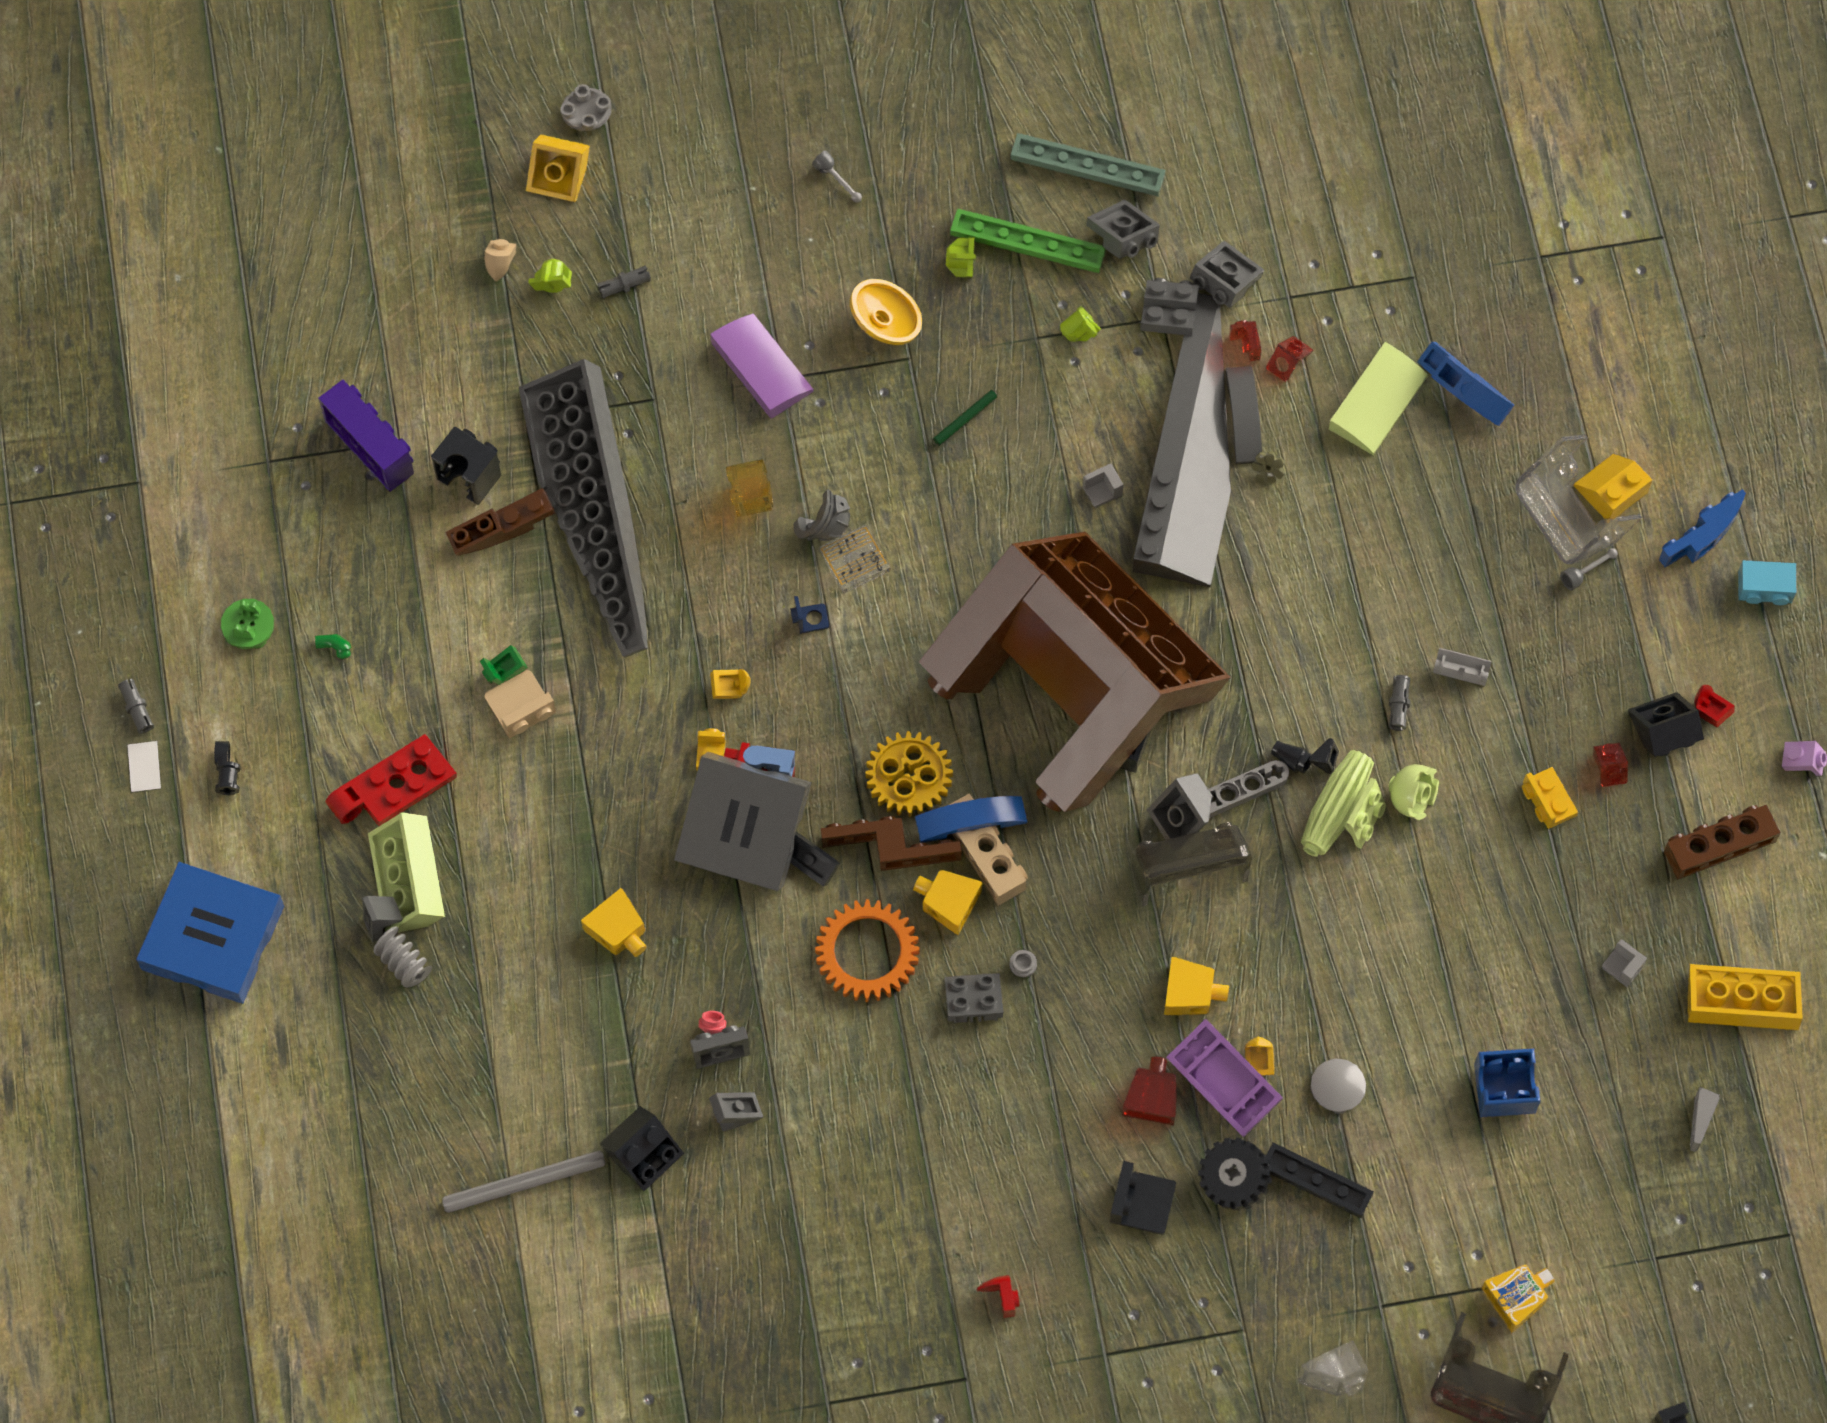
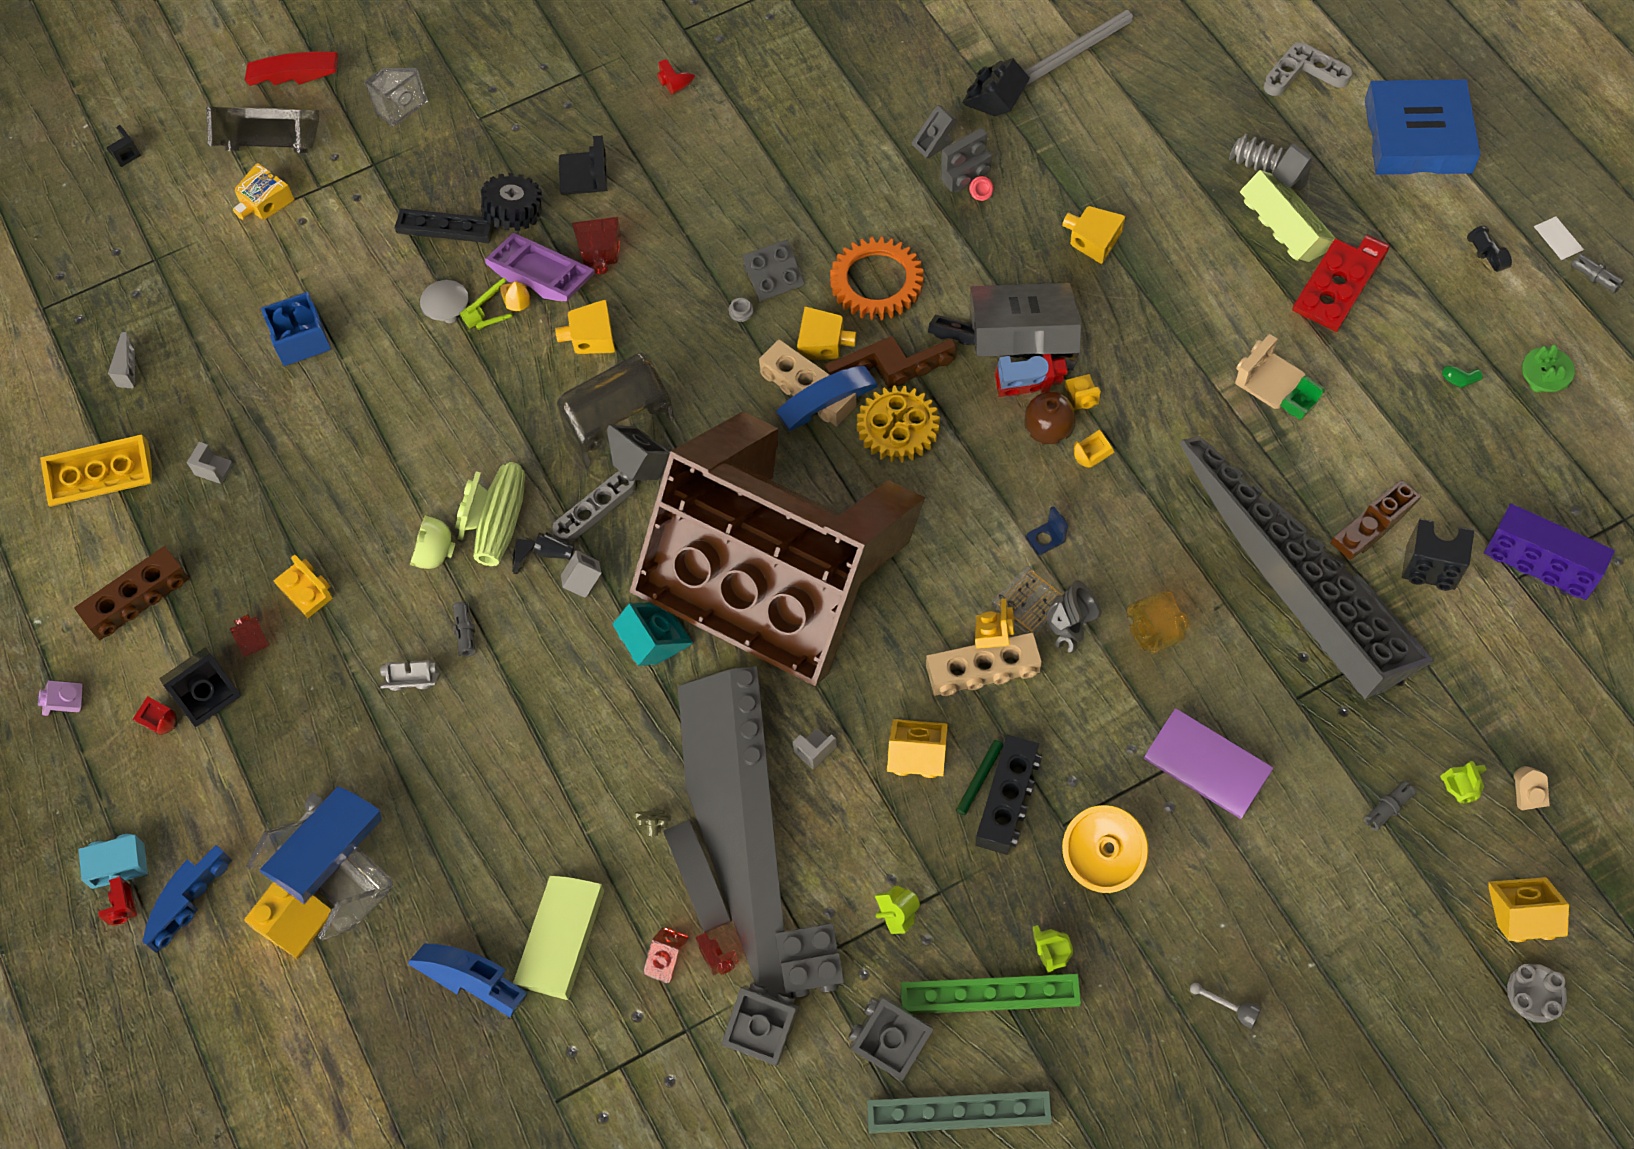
camera: 165 degrees right, 5 degrees down
(291, 1069) = (1301, 63): none -> light grey beam
(757, 727) = (1050, 418): none -> reddish brown cylinder
(903, 529) = (994, 628): none -> yellow bracket
(929, 422) = (1014, 753): none -> black brick
(933, 518) = (1021, 648): none -> tan brick
(1010, 455) = (917, 748): none -> yellow slope
(1223, 633) = (650, 633): none -> teal slope
(1272, 719) = (580, 574): none -> light grey panel
(1309, 1051) = (473, 314): none -> lime plant
(1571, 519) = (321, 844): none -> blue slope
(1763, 541) = (121, 901): none -> red bracket

